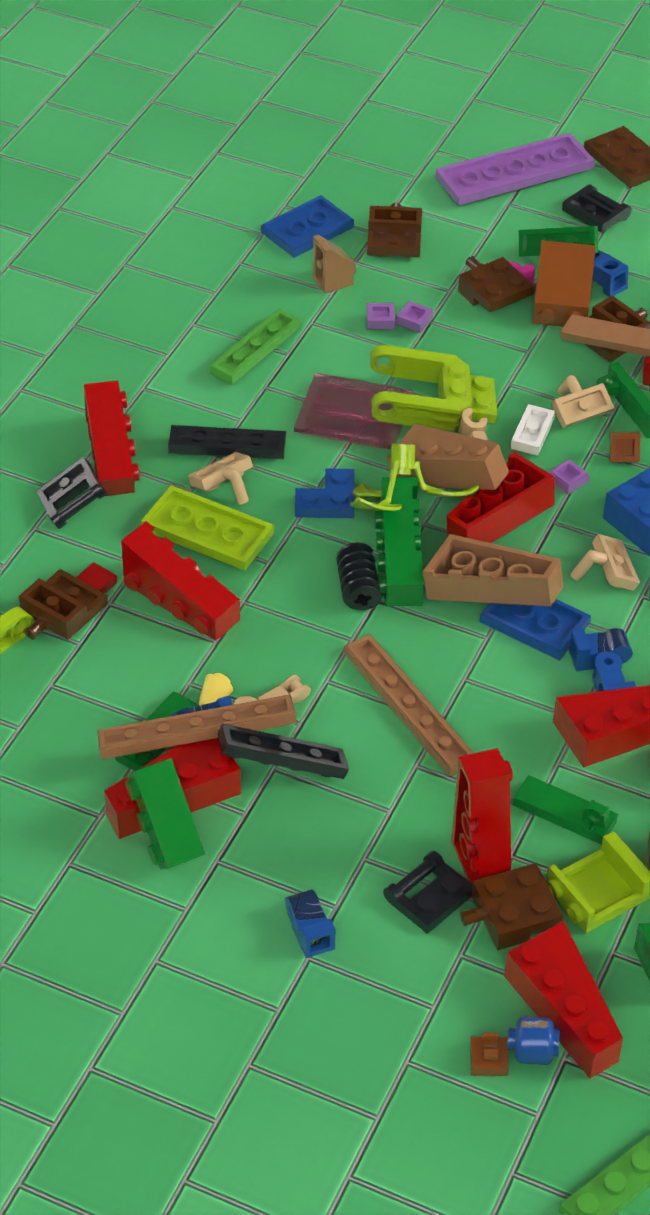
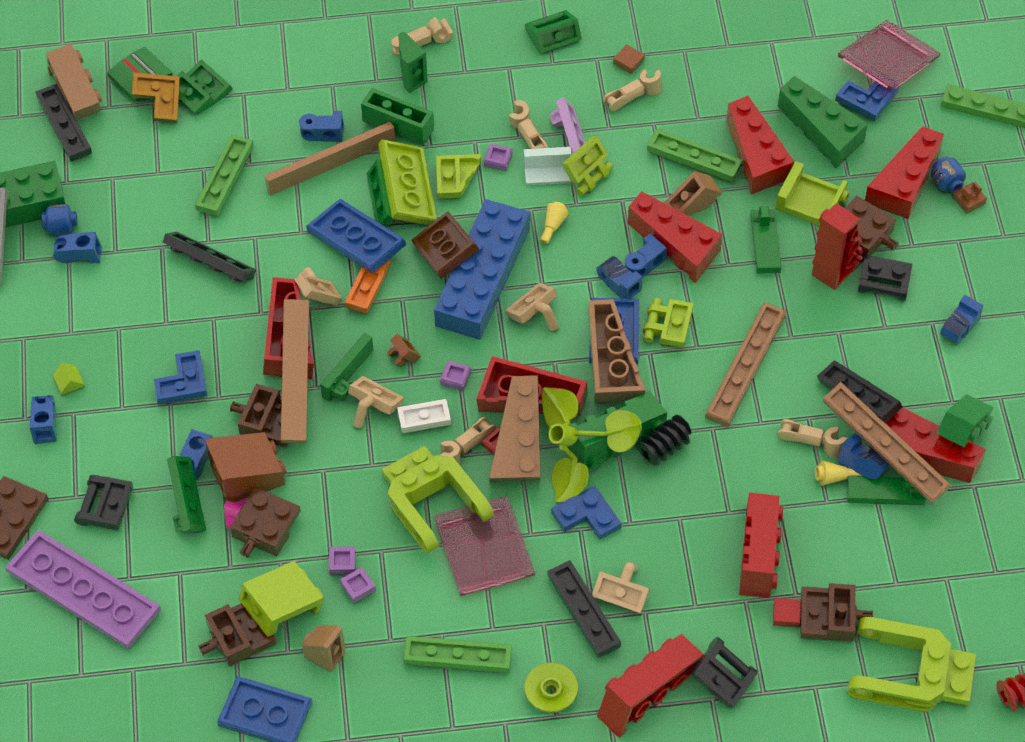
camera: 120 degrees left, 10 degrees up
(167, 383) = (548, 677): none -> lime dish
(209, 527) = (683, 568): lime plate -> none
(402, 257) = (279, 596): none -> lime panel
(504, 666) = (675, 325): none -> lime plate

